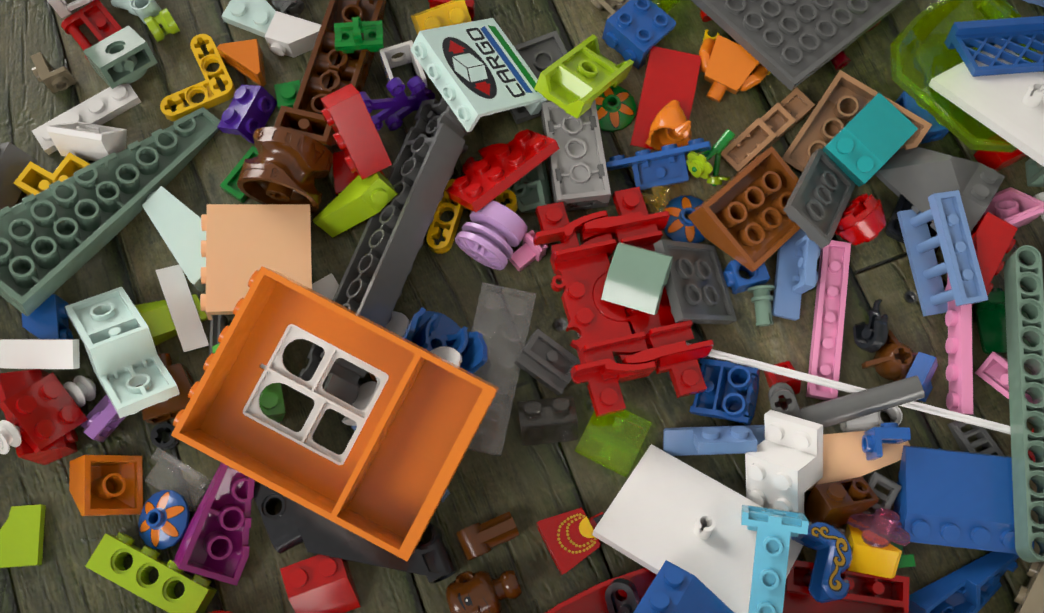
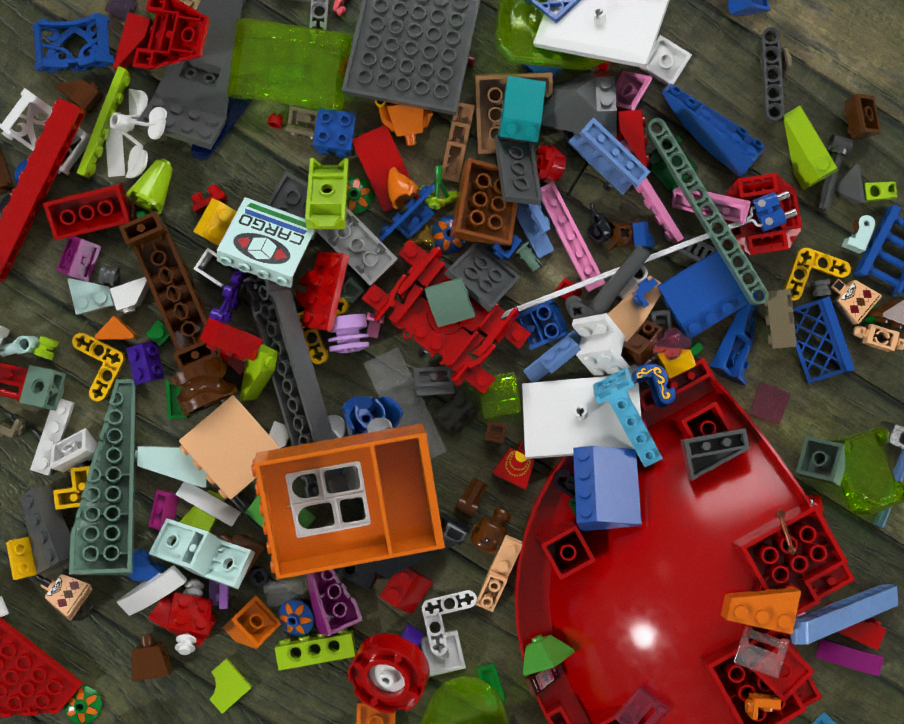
camera: 35 degrees left, 15 degrees up
(132, 276) = (163, 507): none -> dark pink slope
(349, 36) = (172, 278): green hips -> none
(577, 476) = (495, 432): none -> reddish brown panel

